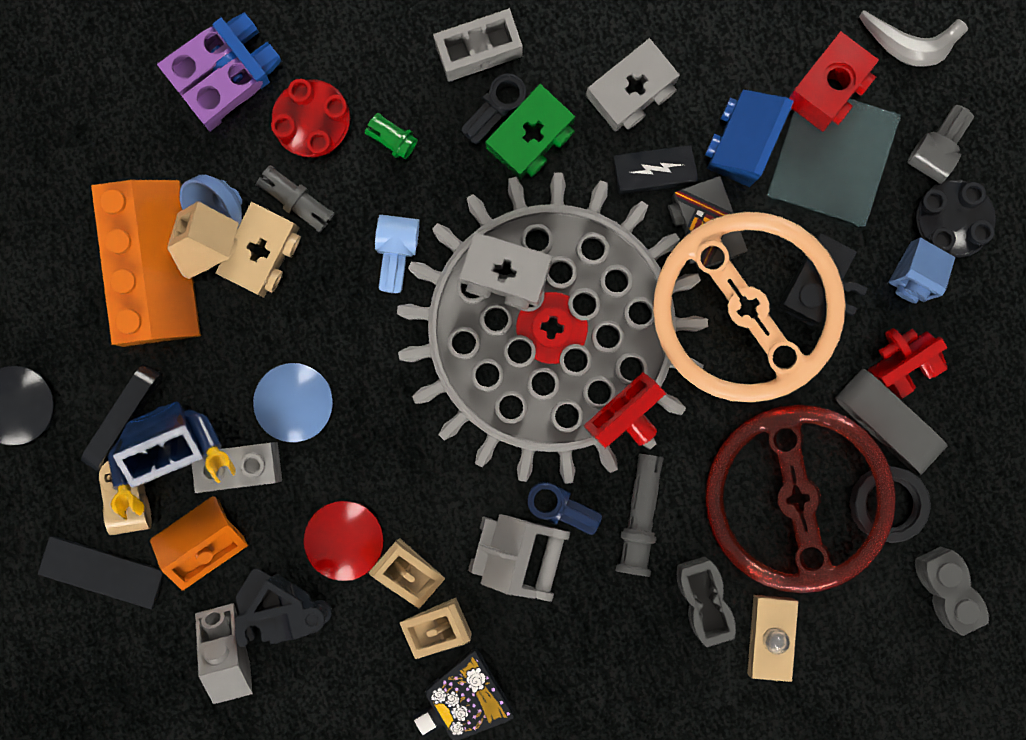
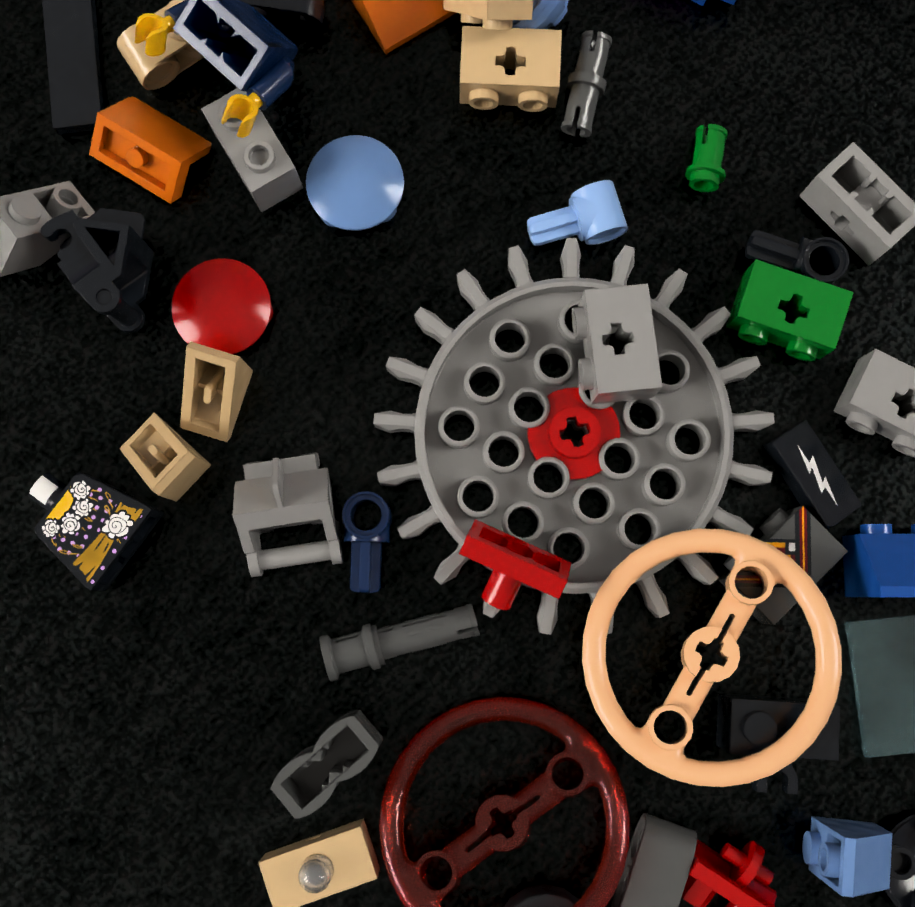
camera: 65 degrees right, 5 degrees down
(310, 118) = (685, 62): red dish -> none

